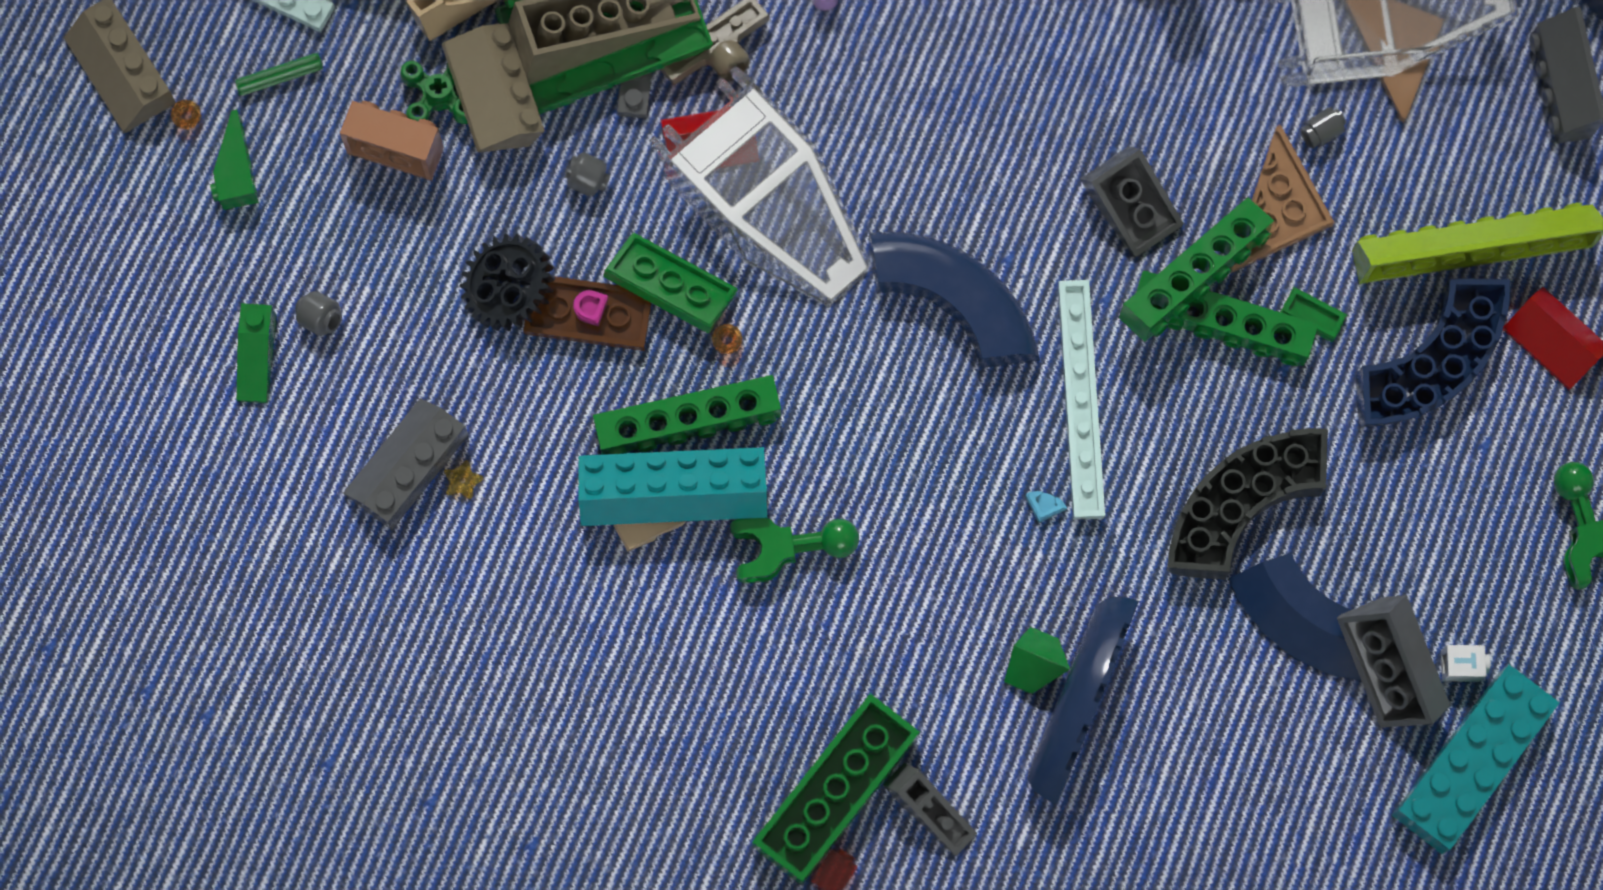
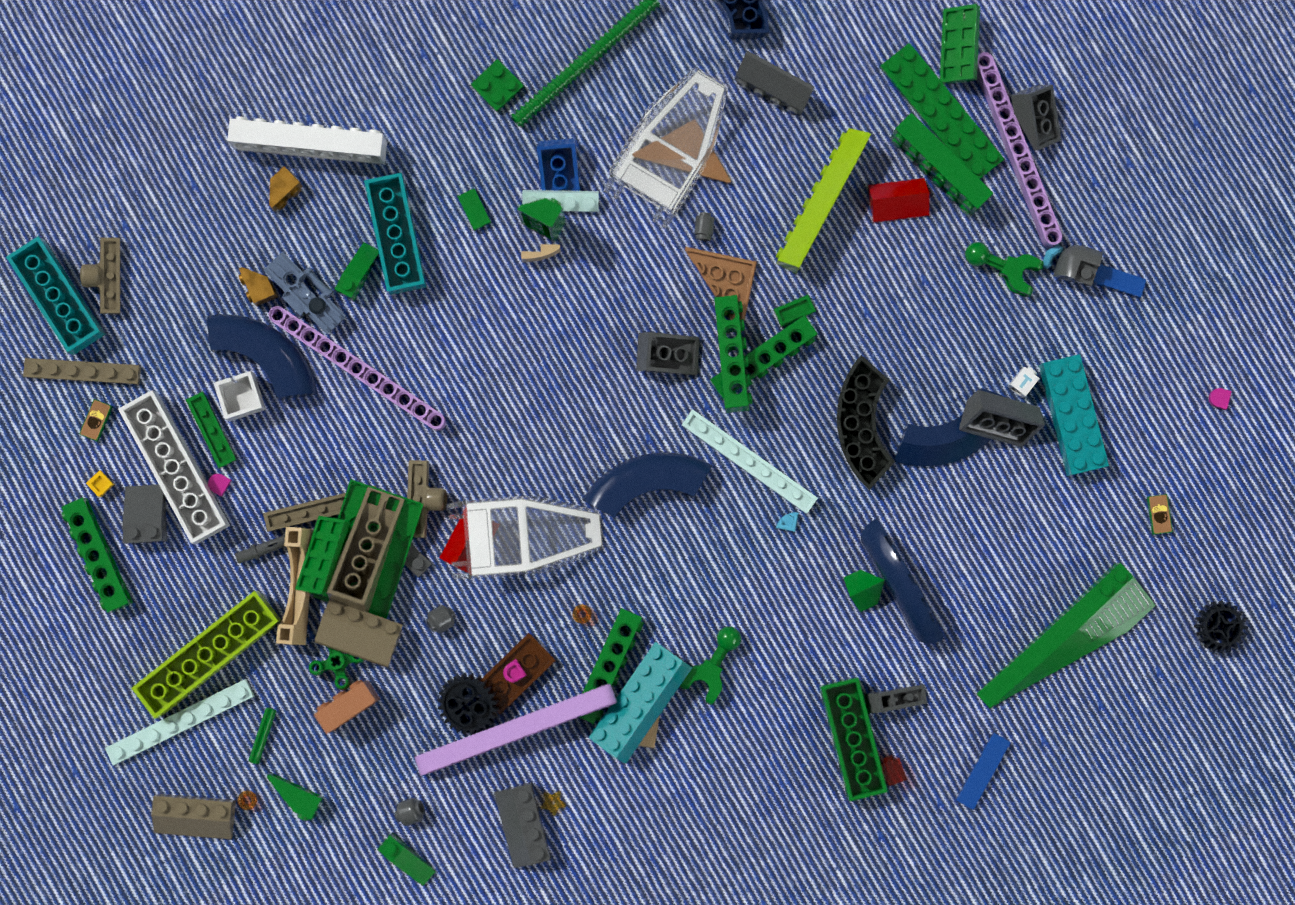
camera: 50 degrees left, 10 degrees up
(520, 360) = (515, 729): none -> lavender beam
(670, 282) = (531, 620): green tile -> none
(1442, 365) = (869, 266): dark blue brick -> none

